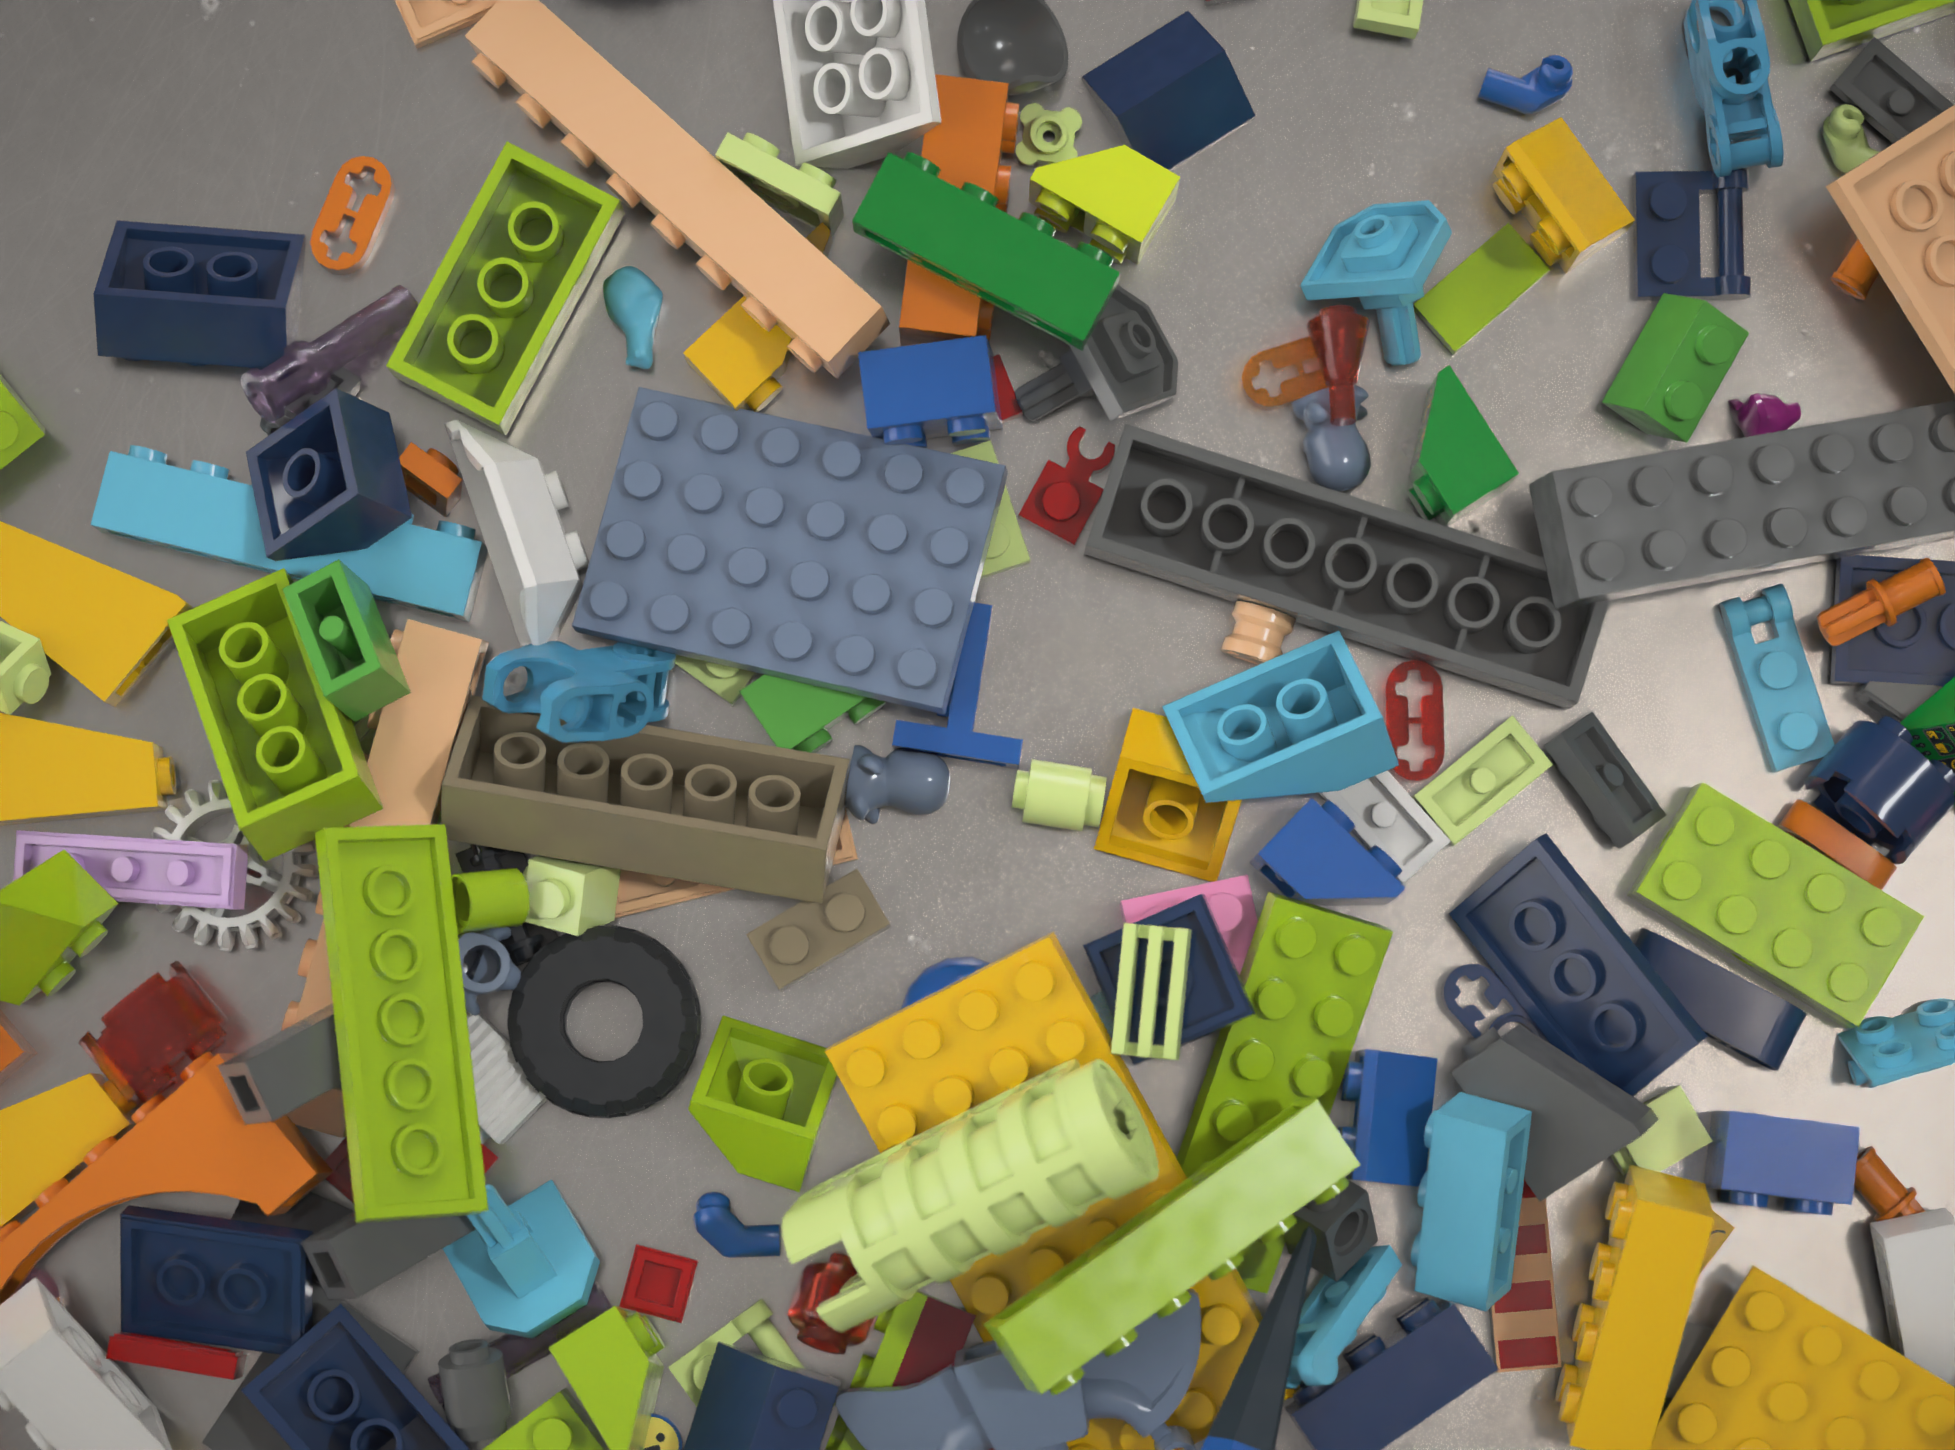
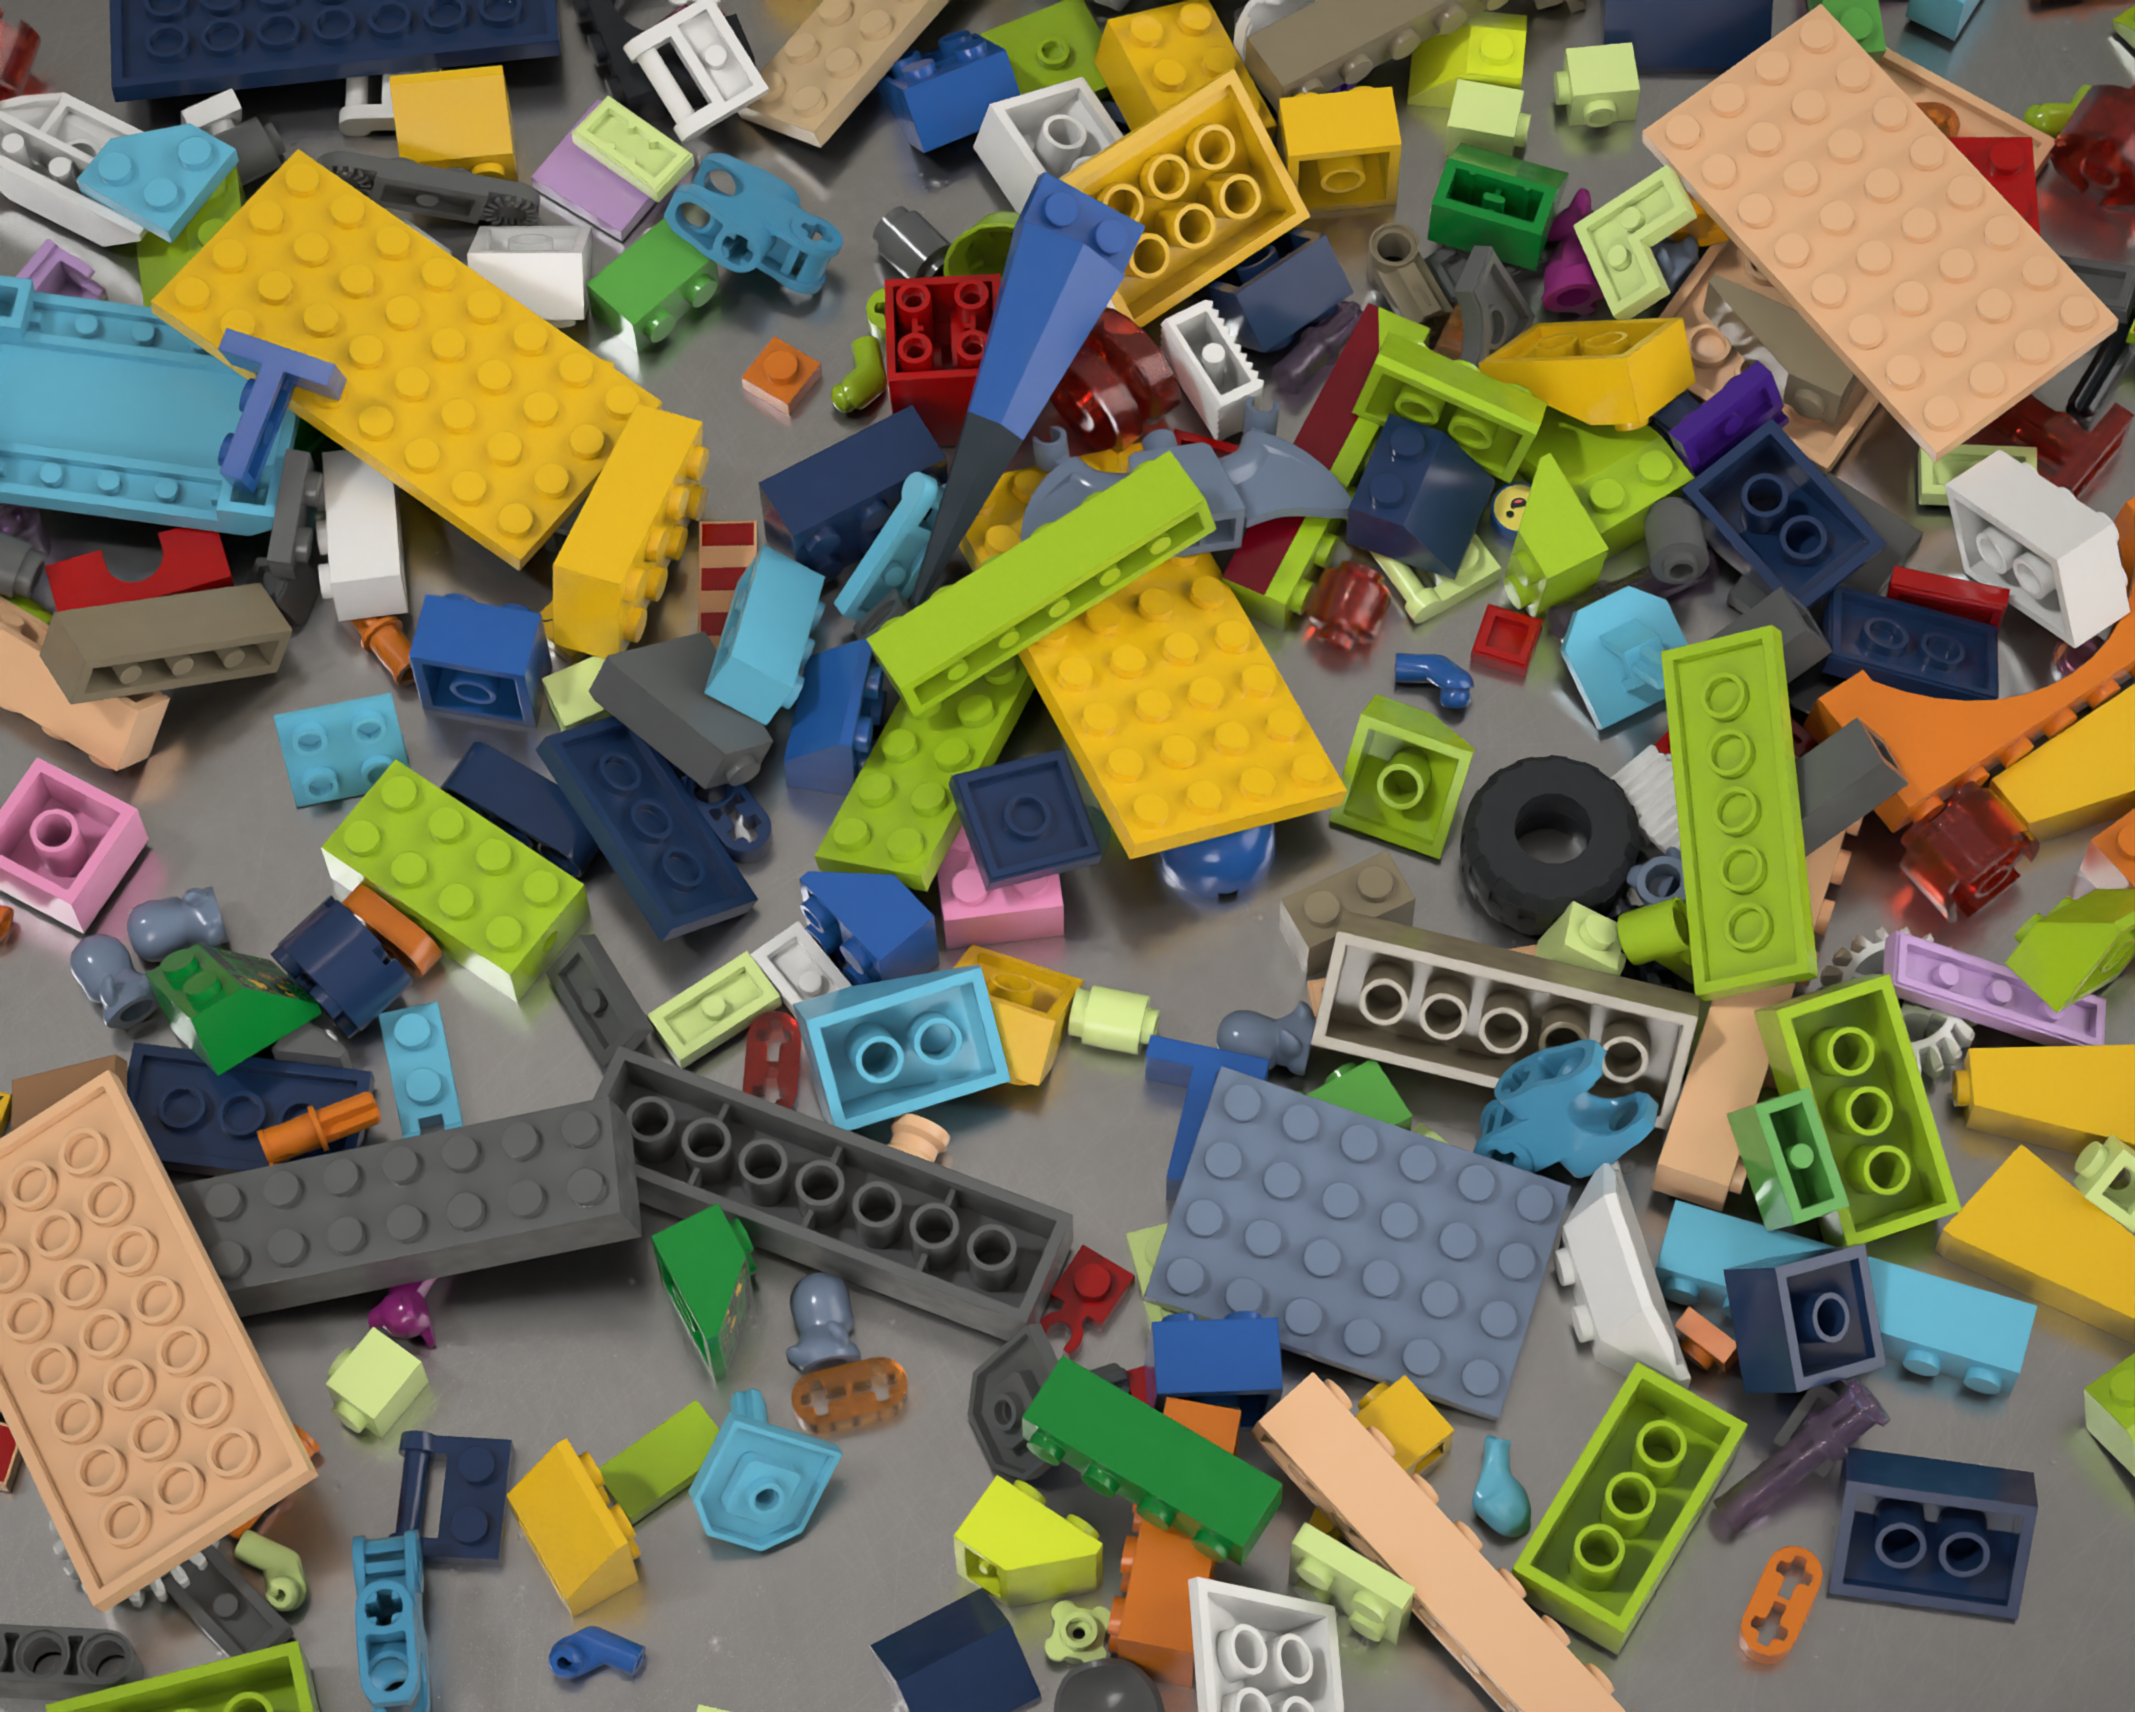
camera: 175 degrees left, 20 degrees down
(974, 1187) = (1225, 638): yellowish green piece -> none
(1126, 987) = (1051, 755): yellowish green tile -> none
(1339, 345) = (810, 1388): clear red cone -> none
(1675, 367) = (484, 1360): bright green brick -> none
(1786, 343) = (374, 1383): none -> yellowish green brick

